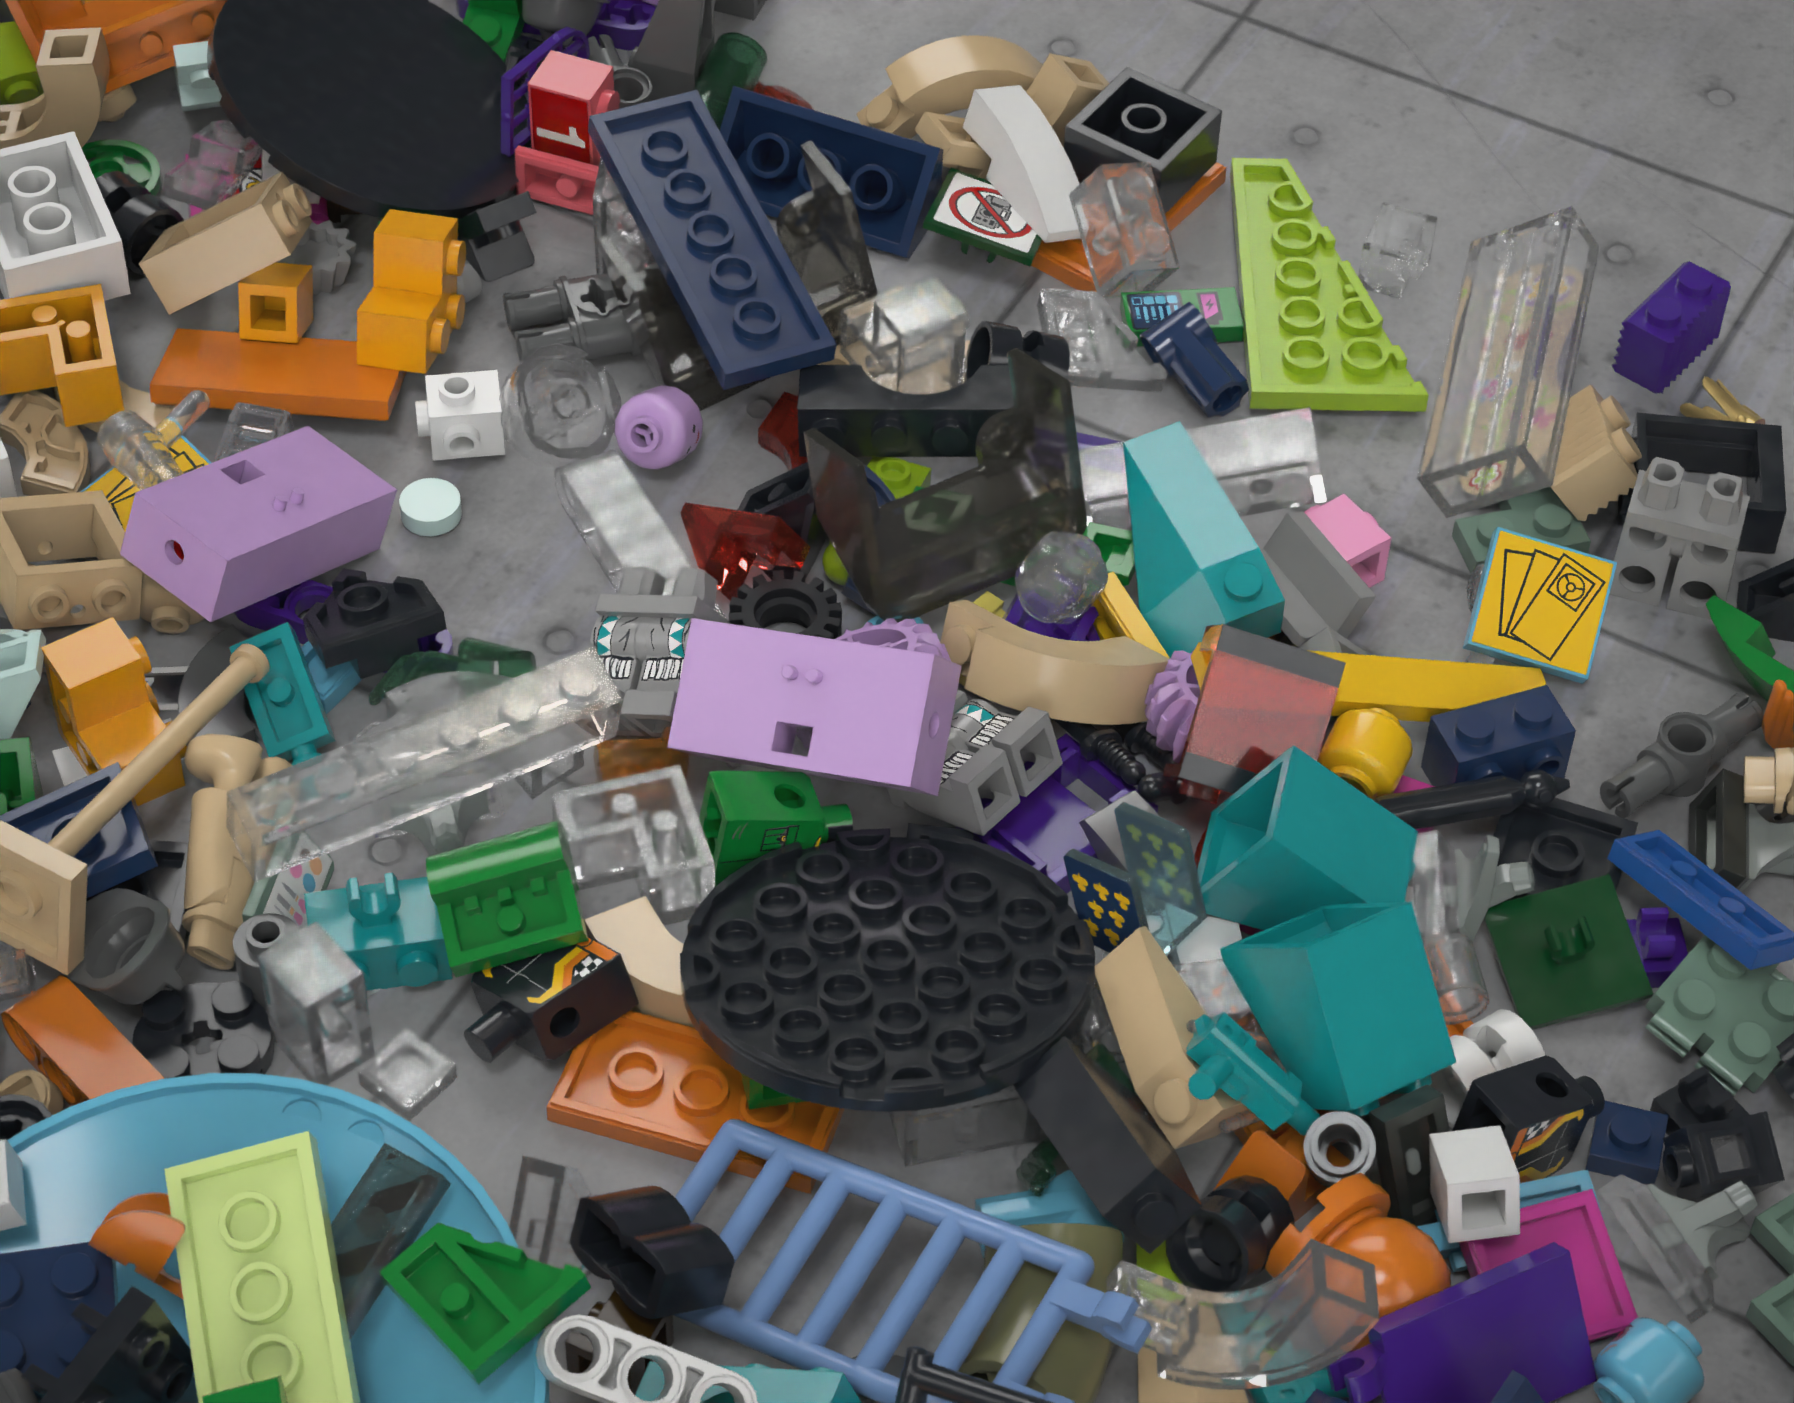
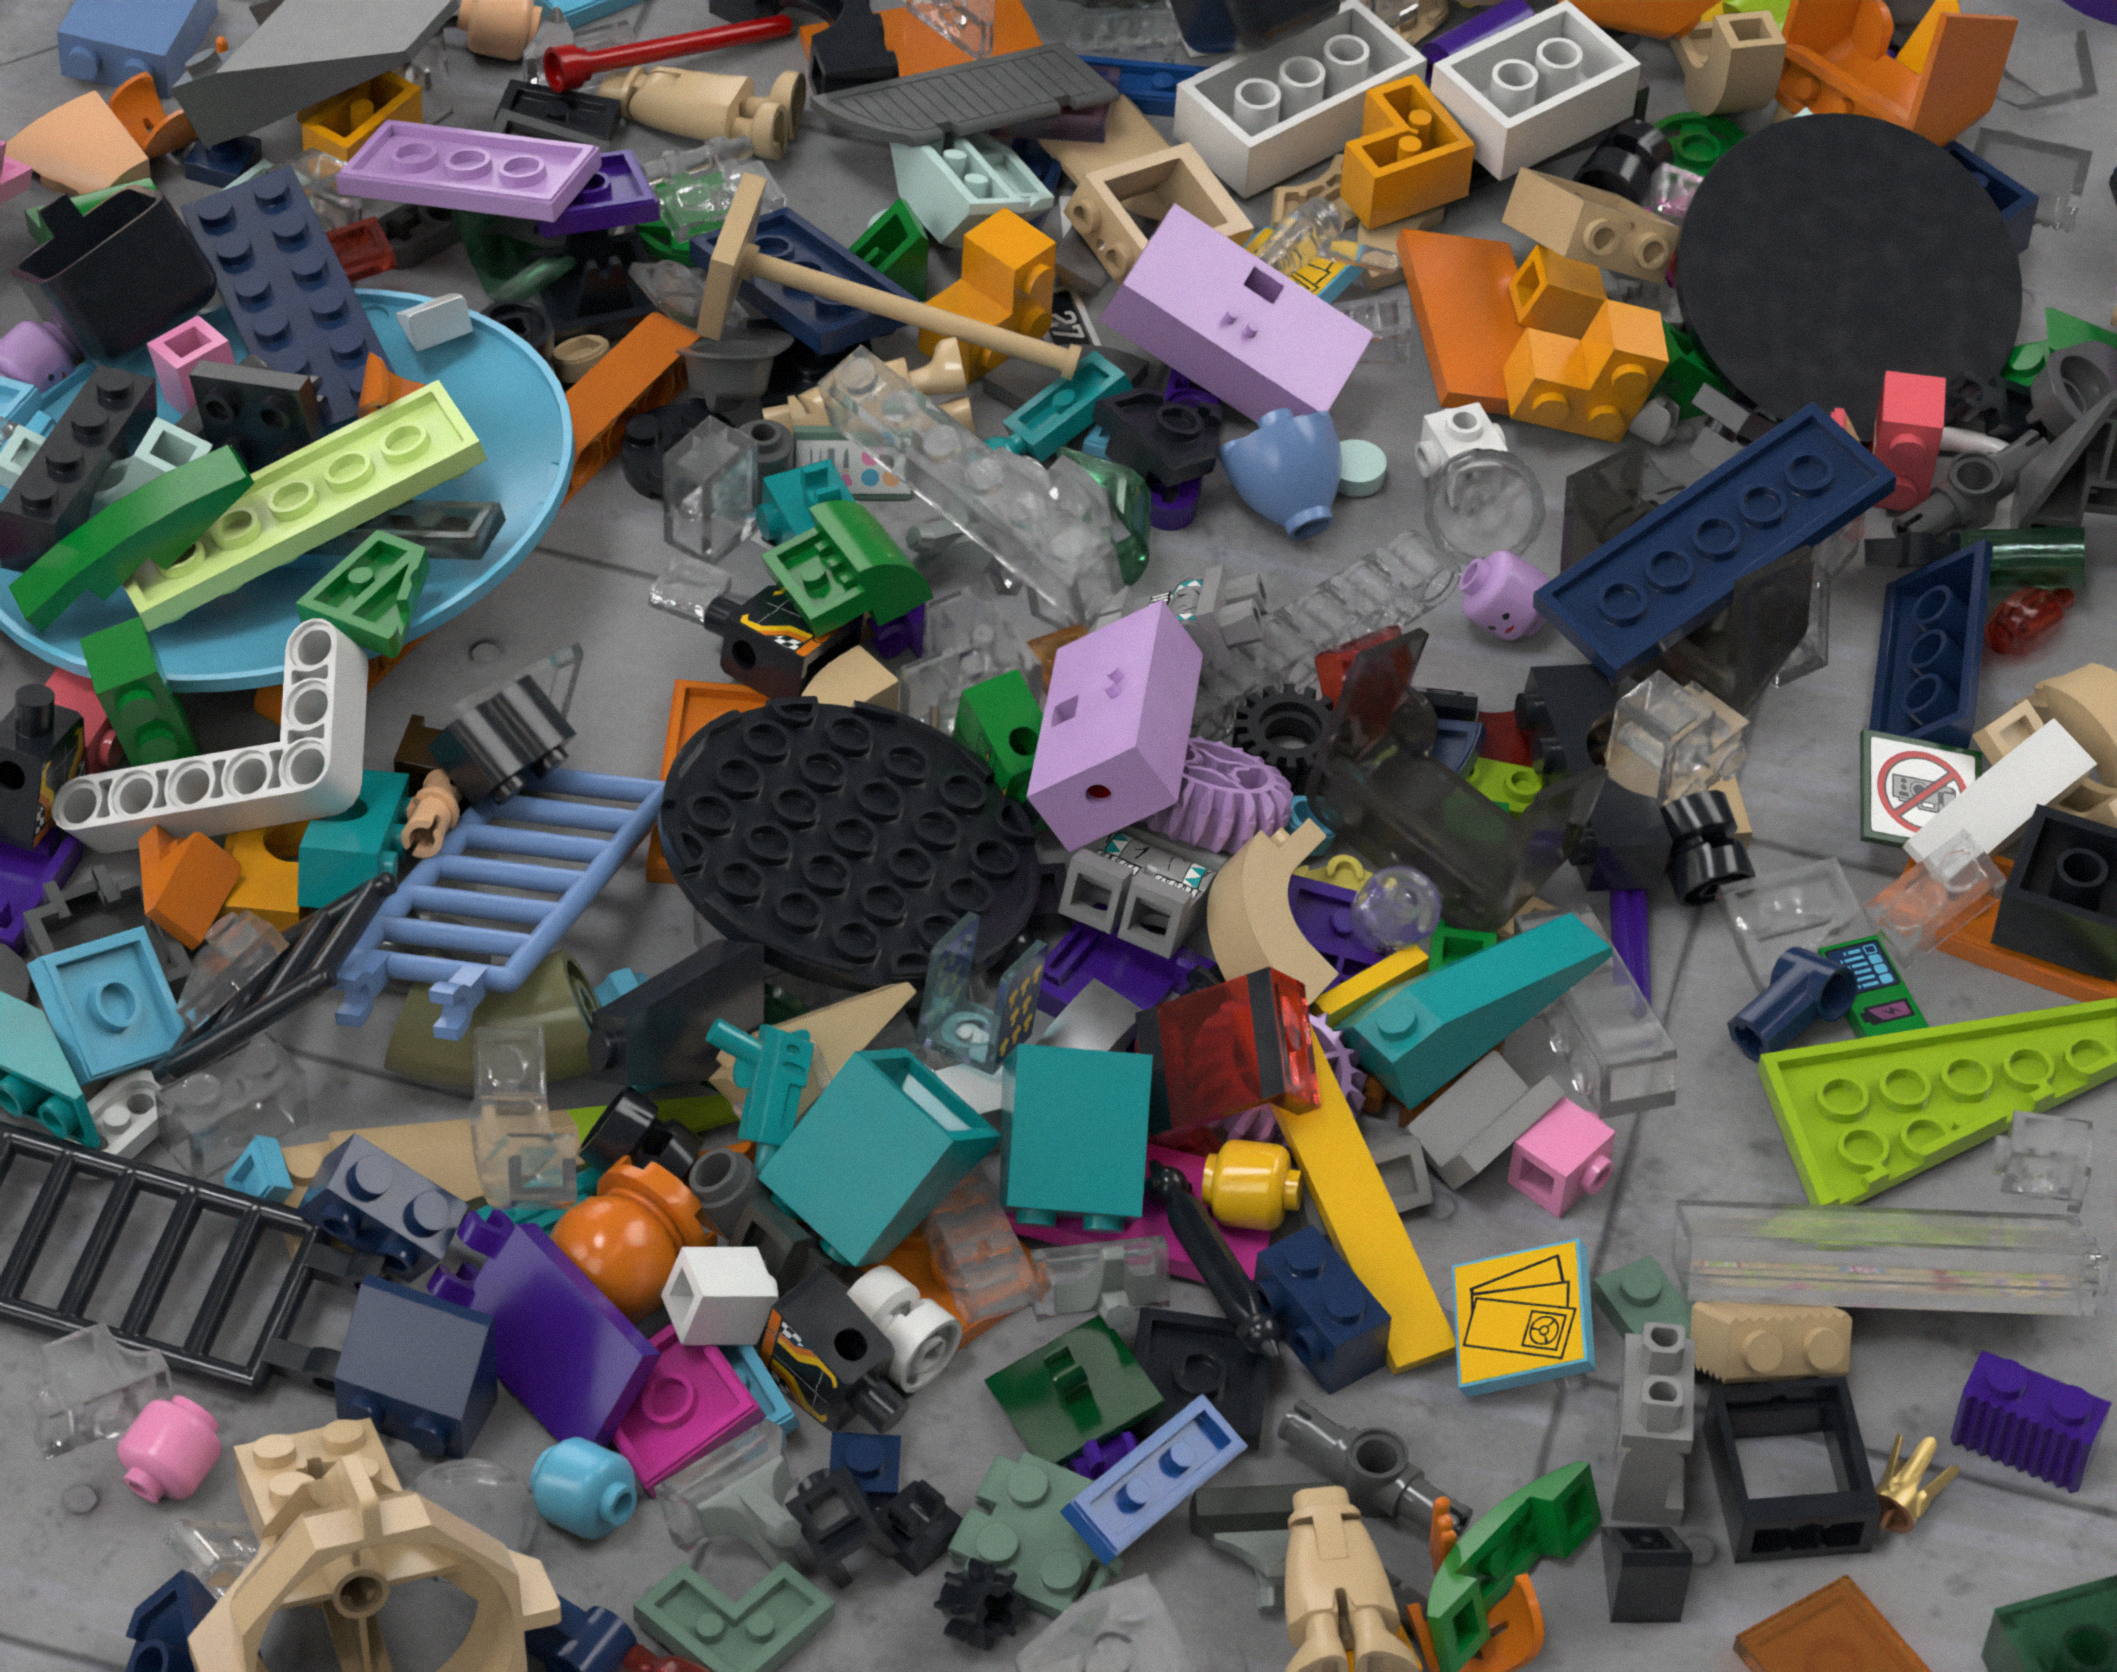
camera: 75 degrees right, 0 degrees up
(446, 539) = (1288, 470): none -> medium blue piece
(529, 64) = (1962, 401): dark purple window -> none
(735, 1338) = (431, 814): none -> light nougat pin

